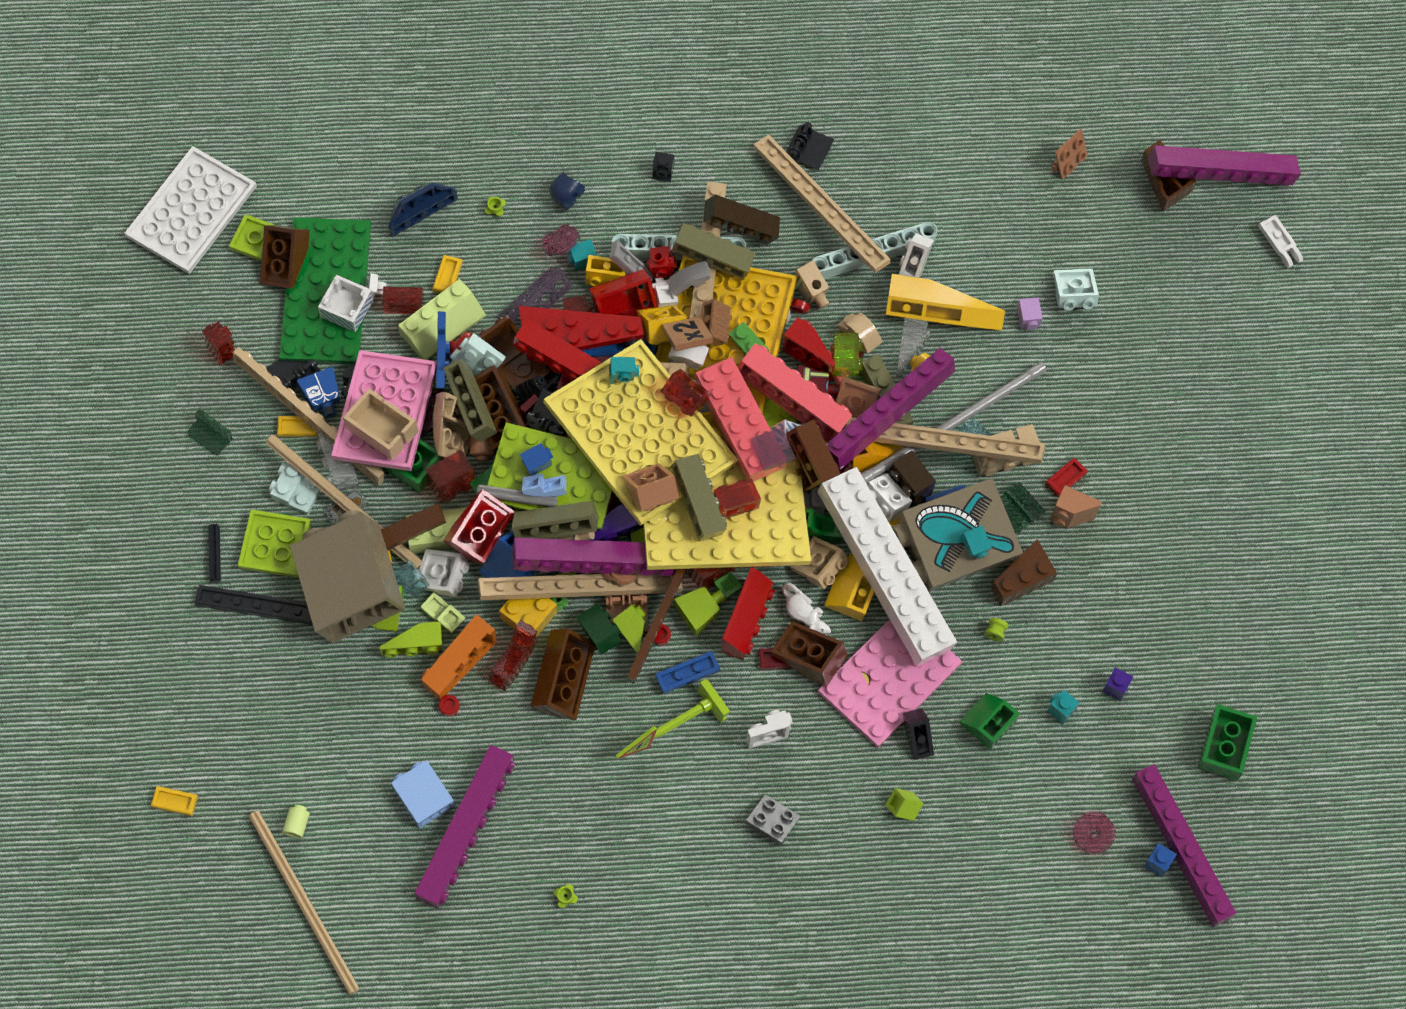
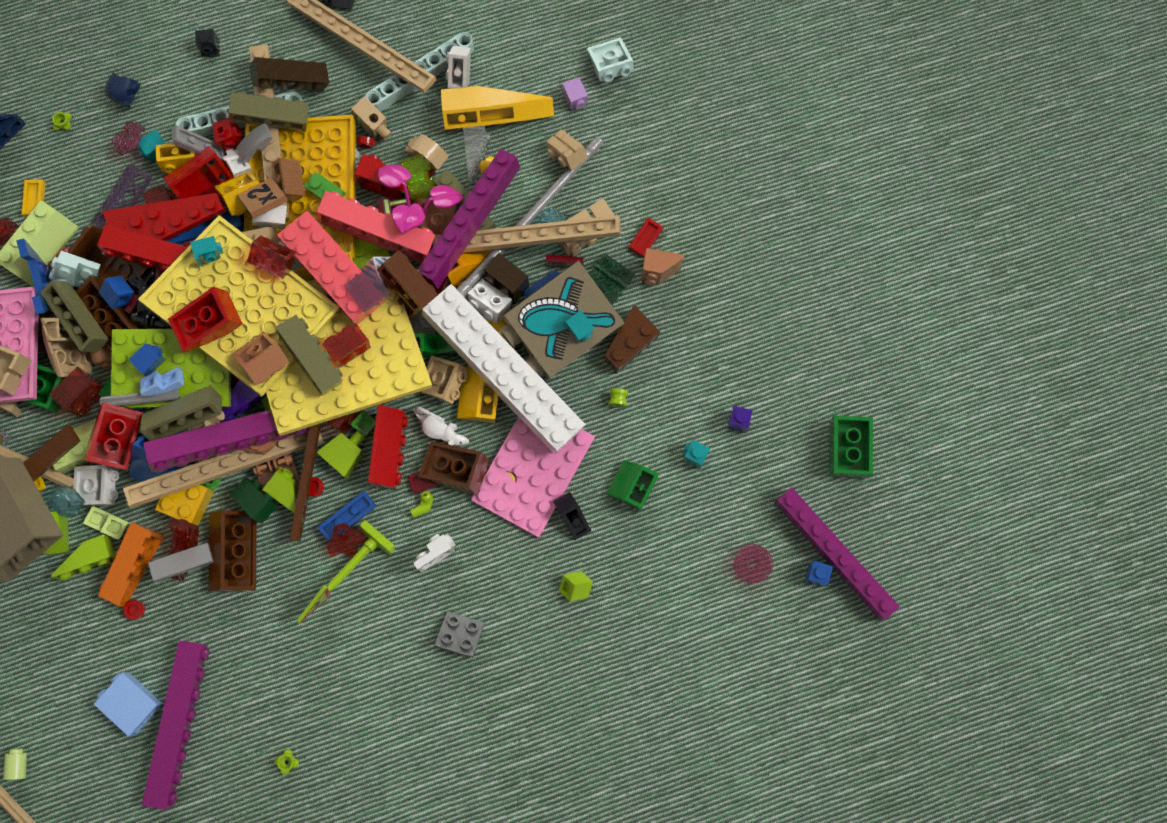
camera: 15 degrees left, 10 degrees up
(513, 668) = (180, 562): none -> light grey tile
(517, 387) = (116, 292): none -> blue brick
(606, 435) = (205, 319): none -> red slope
(680, 697) = (345, 542): none -> clear red plate
(769, 683) = (425, 505): none -> lime arm
(834, 390) = (411, 216): none -> dark pink plant
(970, 477) = (561, 261): none -> dark red tile
(1006, 367) = (566, 150): none -> tan brick

